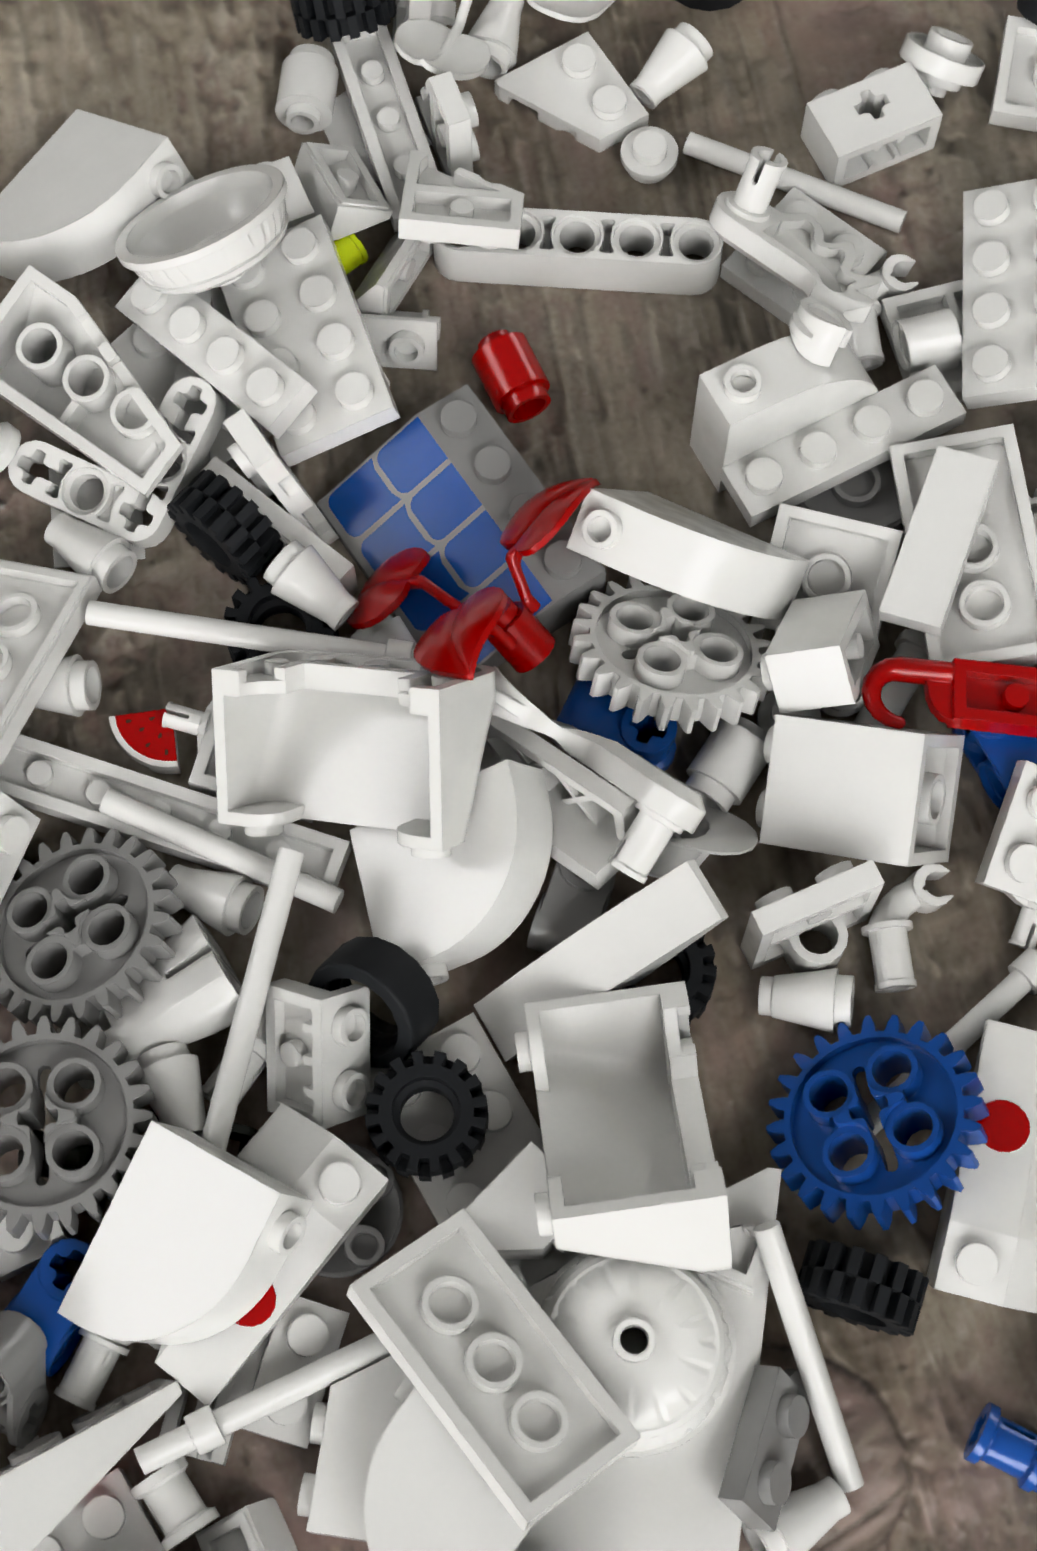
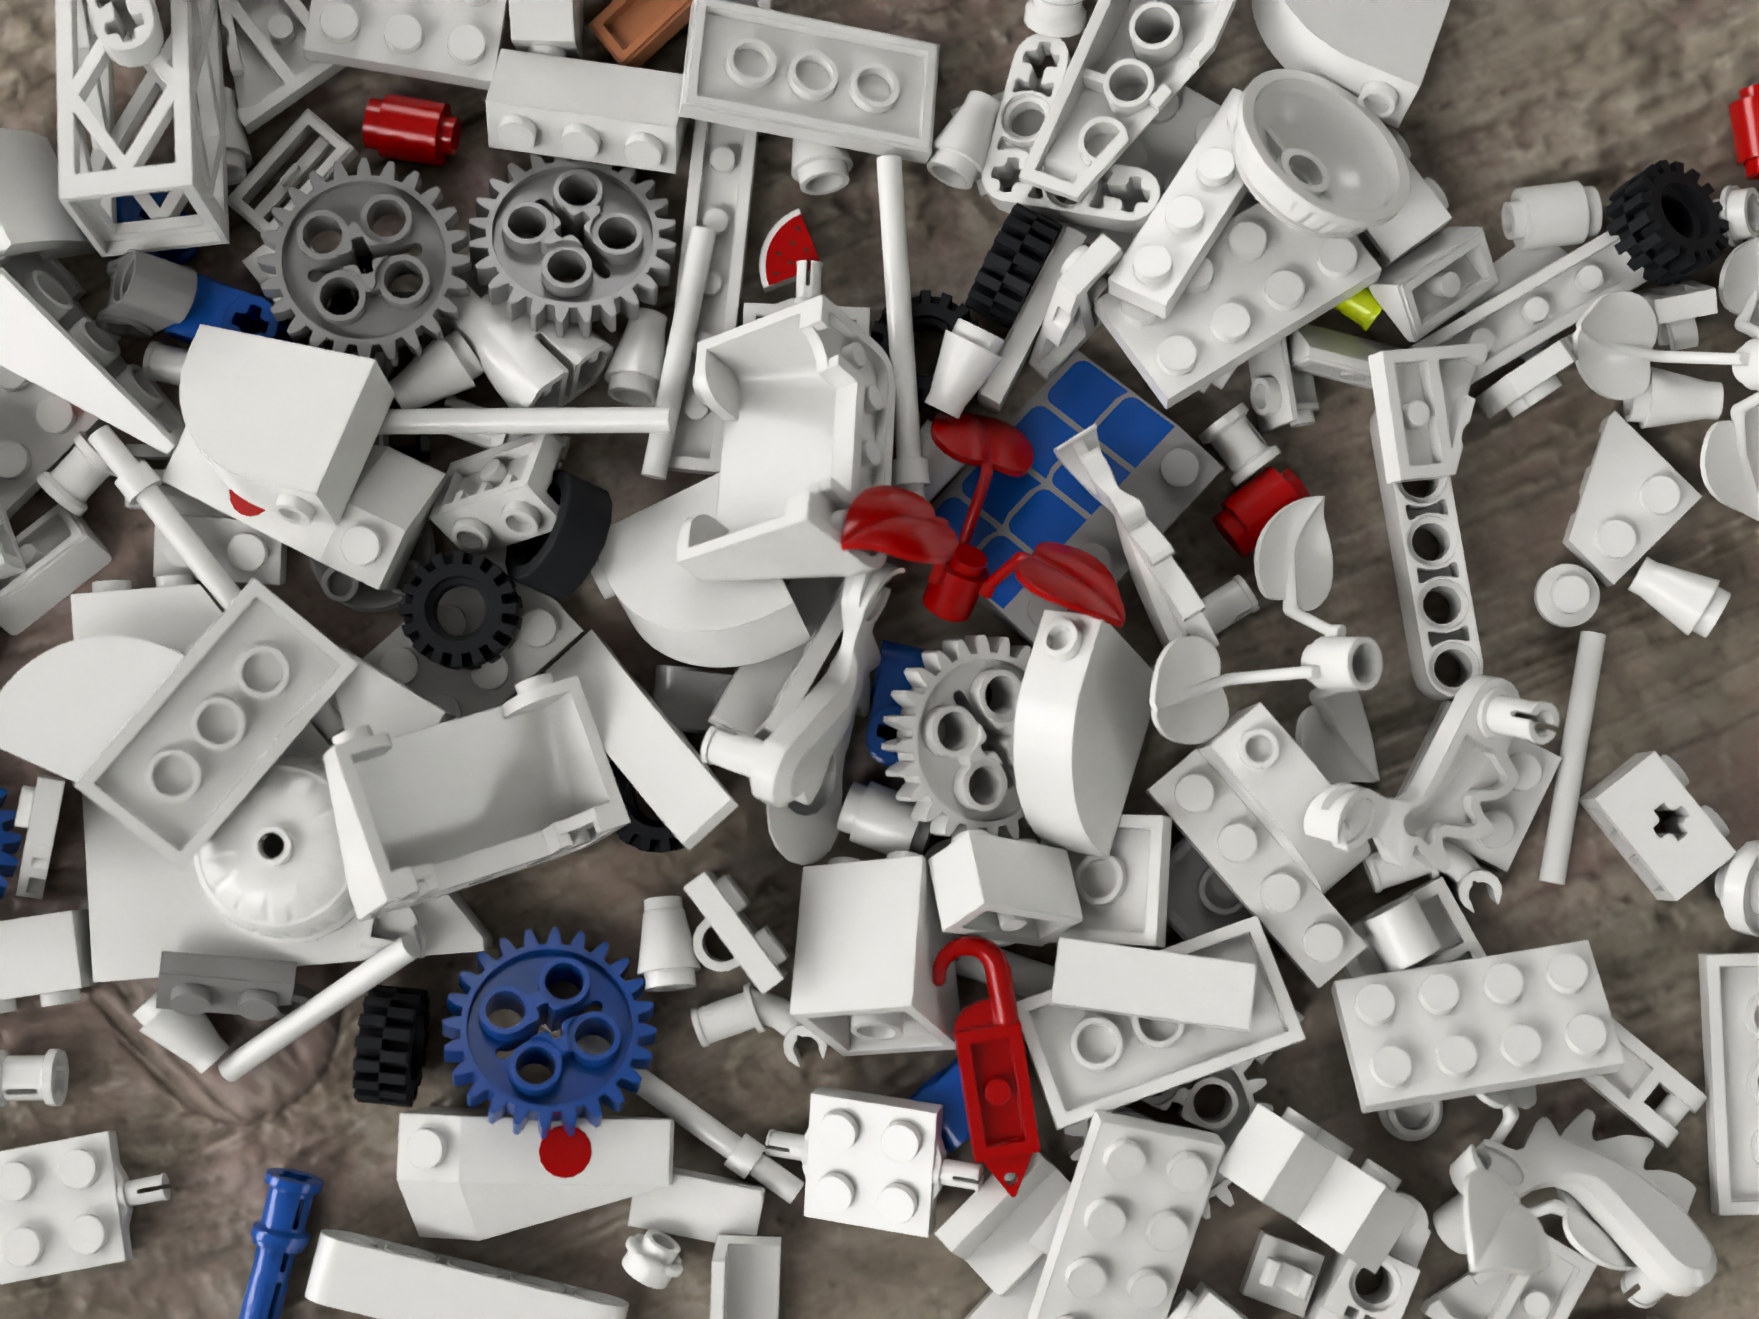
camera: 75 degrees right, 15 degrees up
(444, 377) = (1239, 444): none -> white bush
(565, 448) = (1161, 584): none -> white animal
(676, 322) = (1293, 566): none -> white plant

